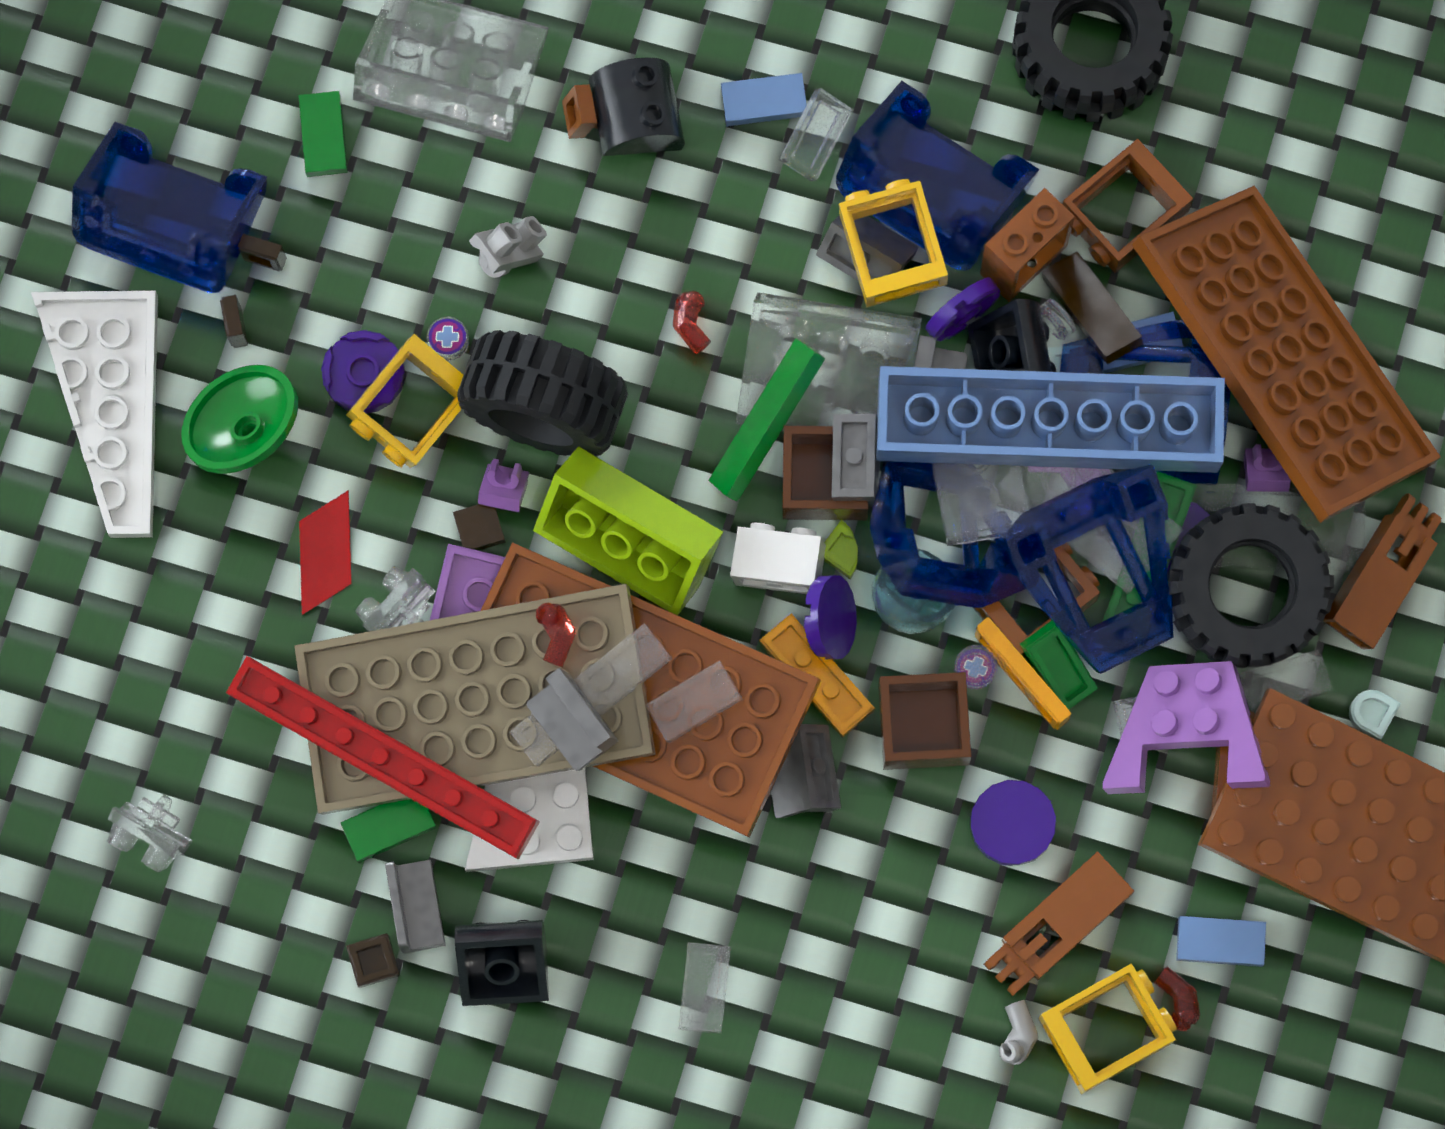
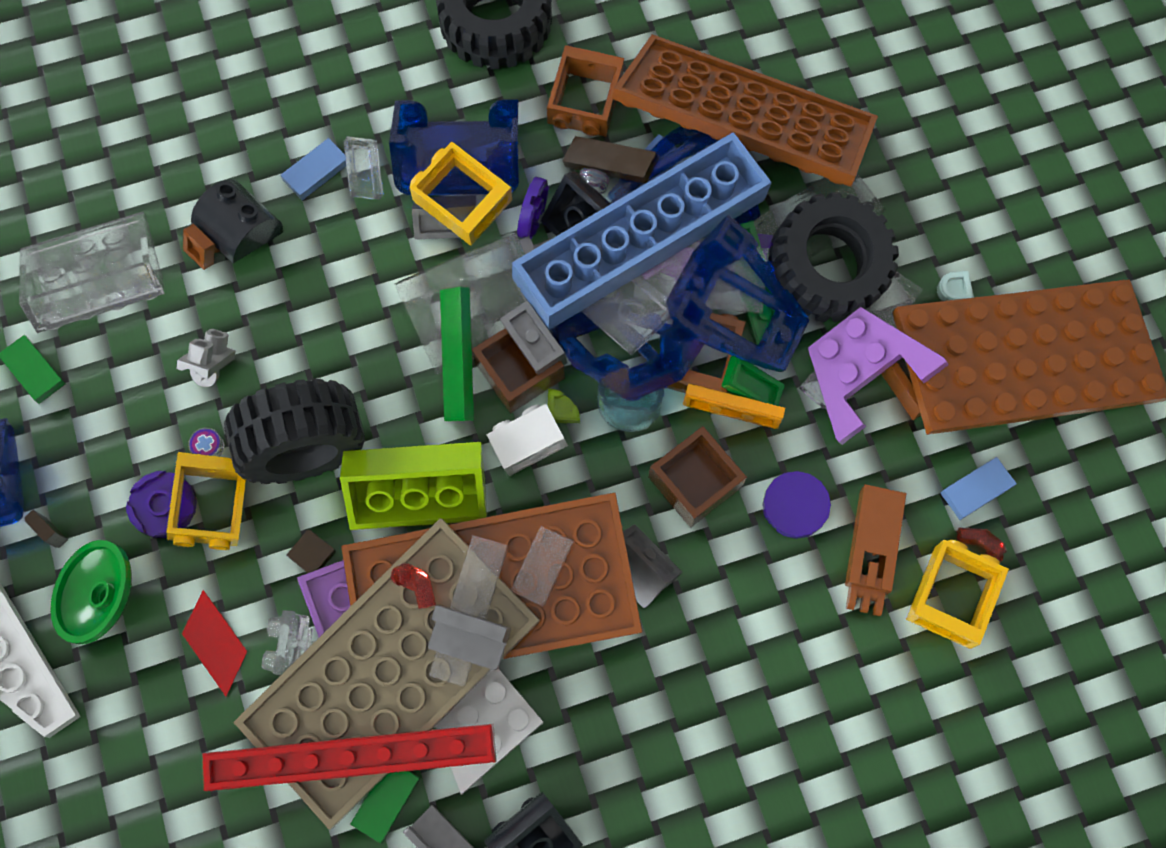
camera: 40 degrees left, 5 degrees down
(262, 252) = (36, 470): dark brown tile -> none
(503, 486) = (309, 515): medium lavender tile -> none
(685, 320) = (358, 330): clear red arm -> none
(704, 988) = (681, 757): clear tile -> none
(832, 617) = (591, 454): dark purple tile -> none
(837, 695) = (633, 502): light orange tile -> none
(978, 664) = (698, 417): clear tile -> none
(1022, 1036) = (906, 637): light grey arm -> none
(1033, 233) = (544, 141): dark orange window -> none
(1264, 471) = (786, 186): medium lavender tile -> none
(1379, 584) = (903, 204): dark orange hinge -> none

